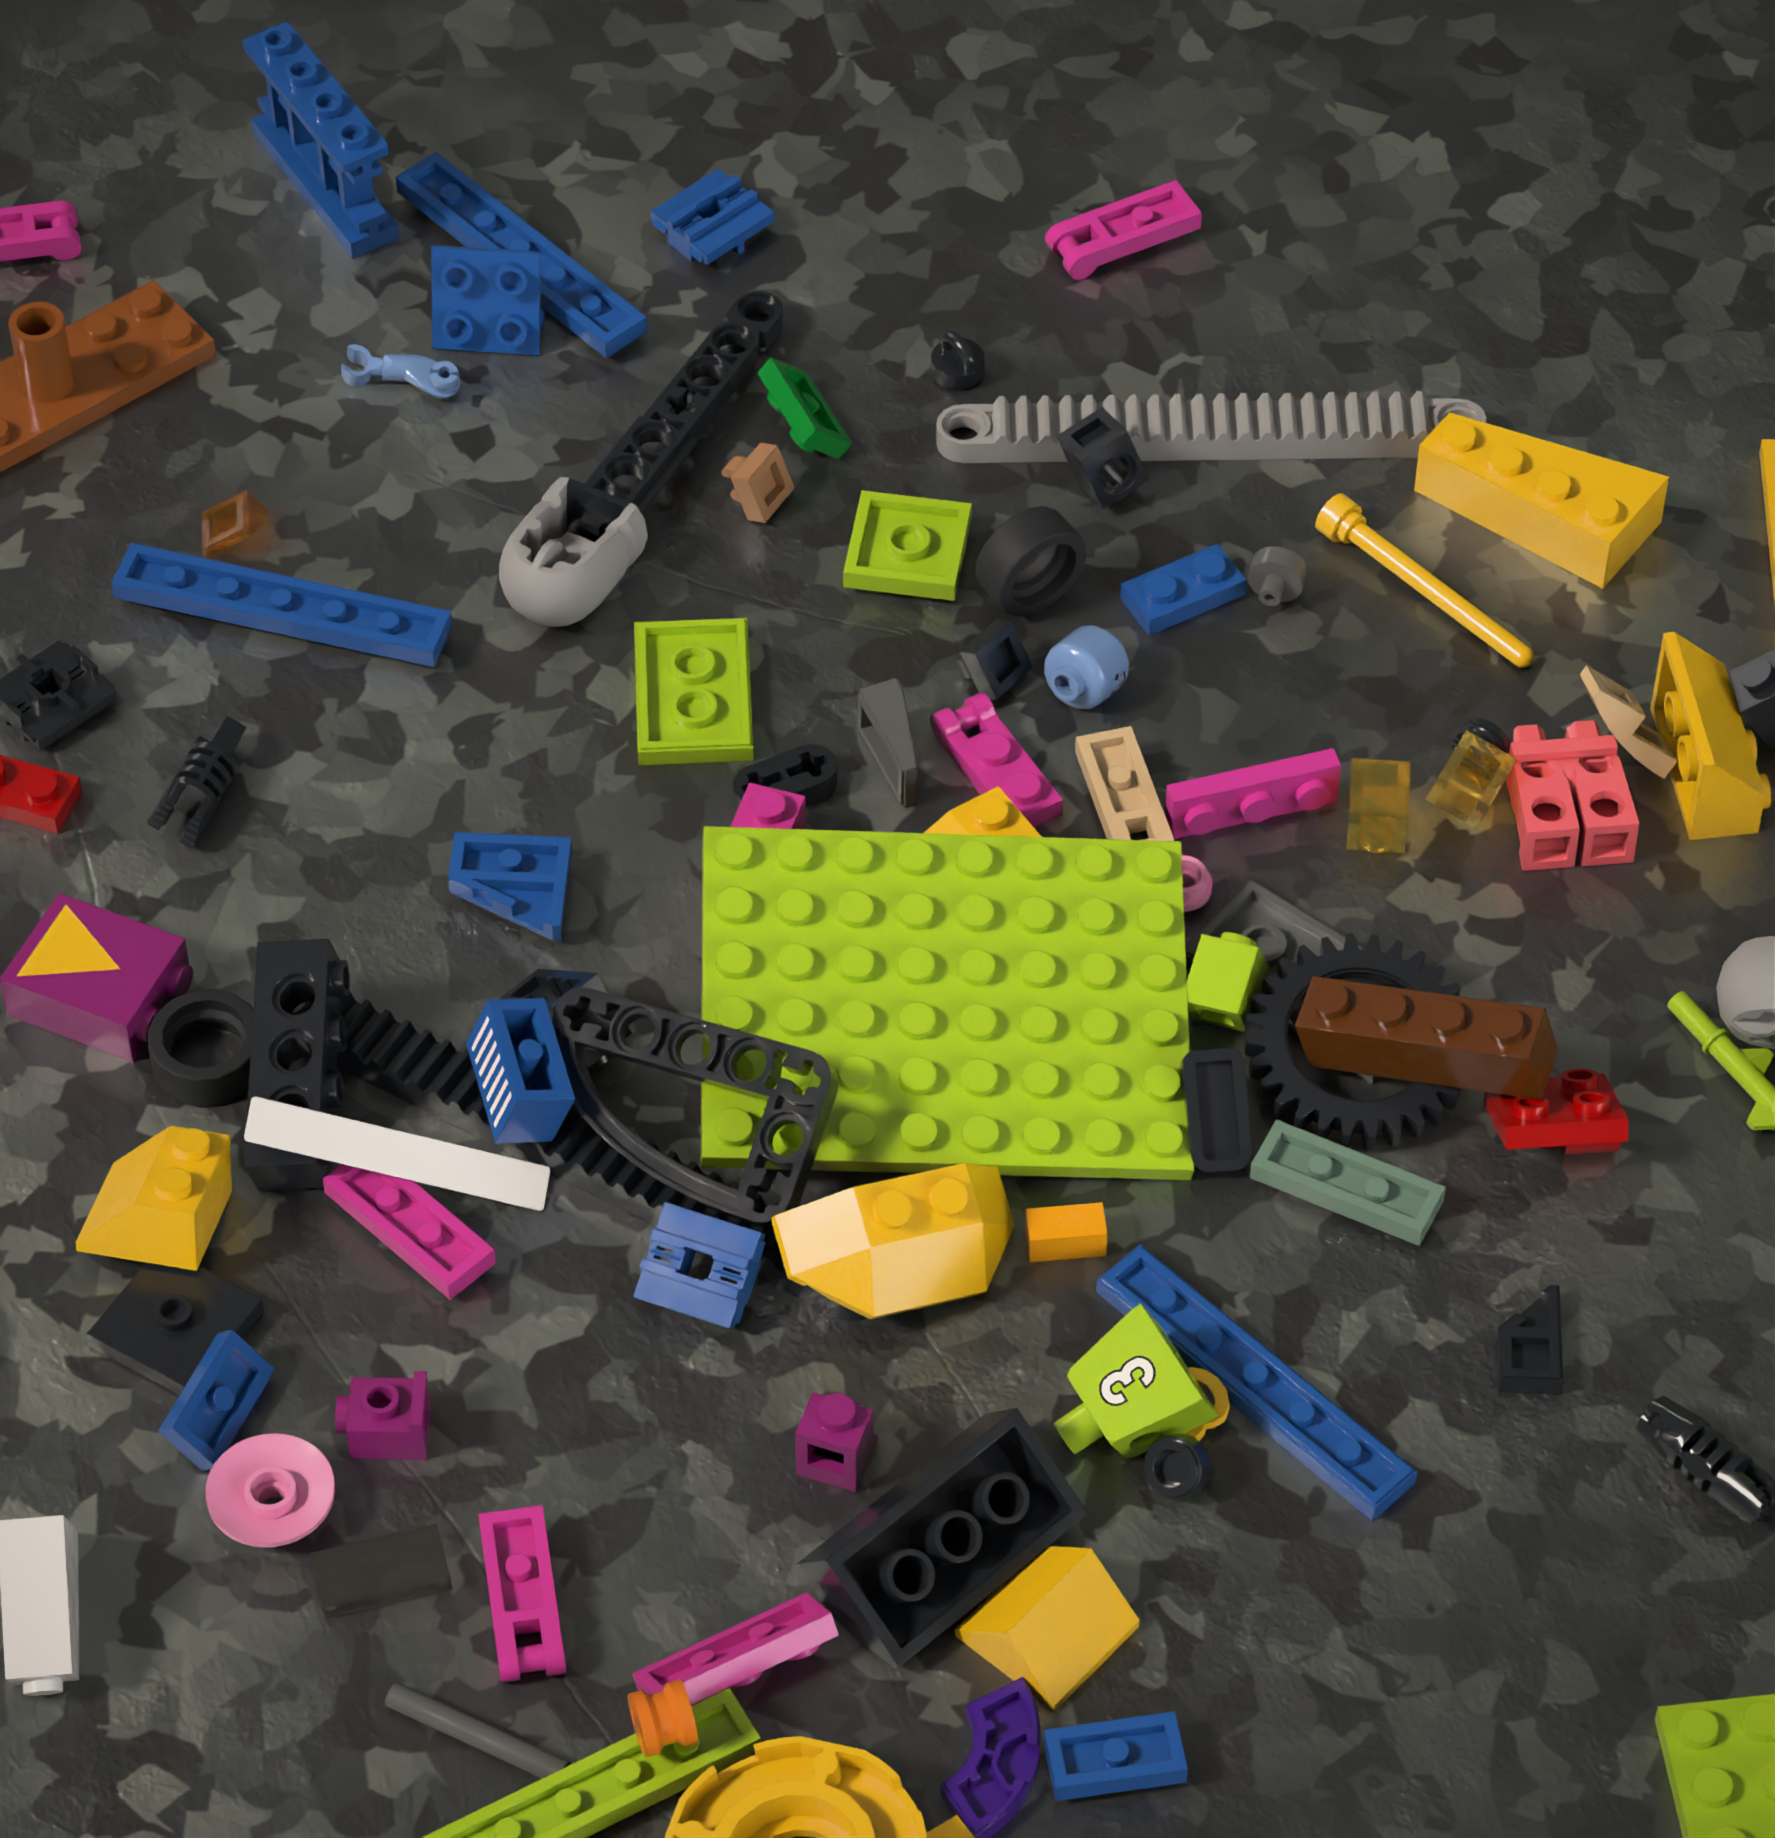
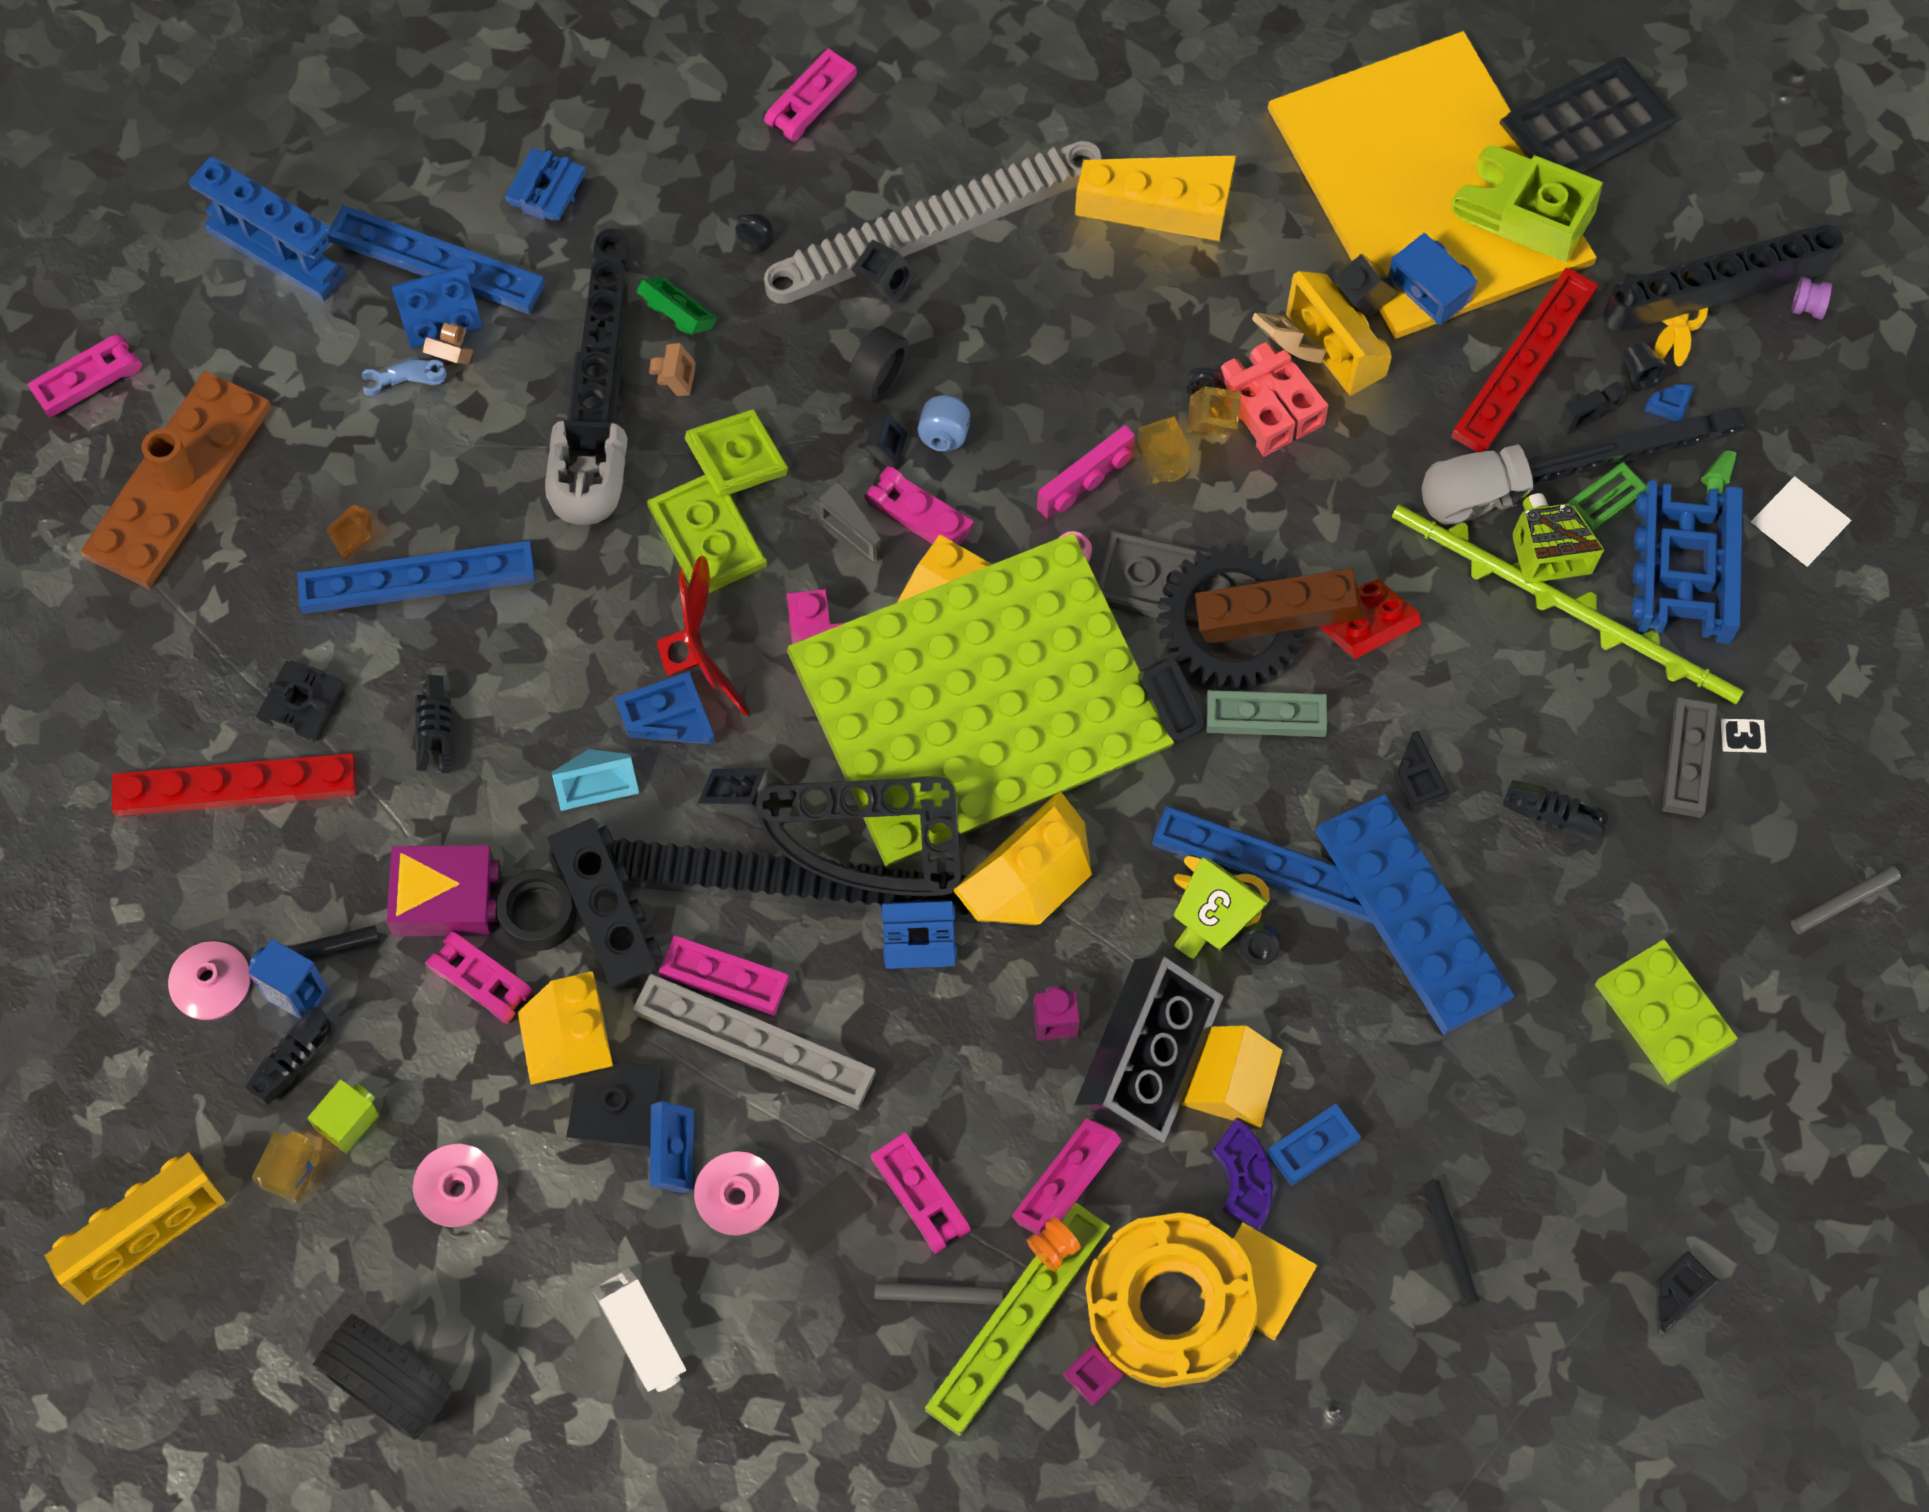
camera: 25 degrees left, 15 degrees up
(86, 1099) = (479, 977): none -> dark pink plate
(374, 923) = (594, 778): none -> medium azure slope
(386, 1417) = (791, 1122): magenta brick -> none
(397, 1153) = (697, 937): white sticker -> none
(405, 1318) = (754, 1041): none -> light grey plate
(479, 352) = (449, 345): none -> medium nougat tile
(520, 1070) = (752, 854): blue brick -> none
(614, 759) = (693, 607): none -> red piece
(784, 607) = (736, 453): none -> lime tile
(785, 774) = (791, 571): black beam -> none
(907, 545) = (790, 378): lime plate -> none
(1065, 1232) = (1118, 815): light orange piece -> none
(1121, 785) = (1009, 504): tan plate -> none
(1183, 589) = (971, 342): blue plate -> none
(1224, 980) = (1136, 609): lime brick -> none
(1277, 575) = (1027, 312): dark grey tile -> none
(1343, 521) = (1049, 257): yellow piece -> none
(1425, 1517) = (1414, 914): none -> blue plate

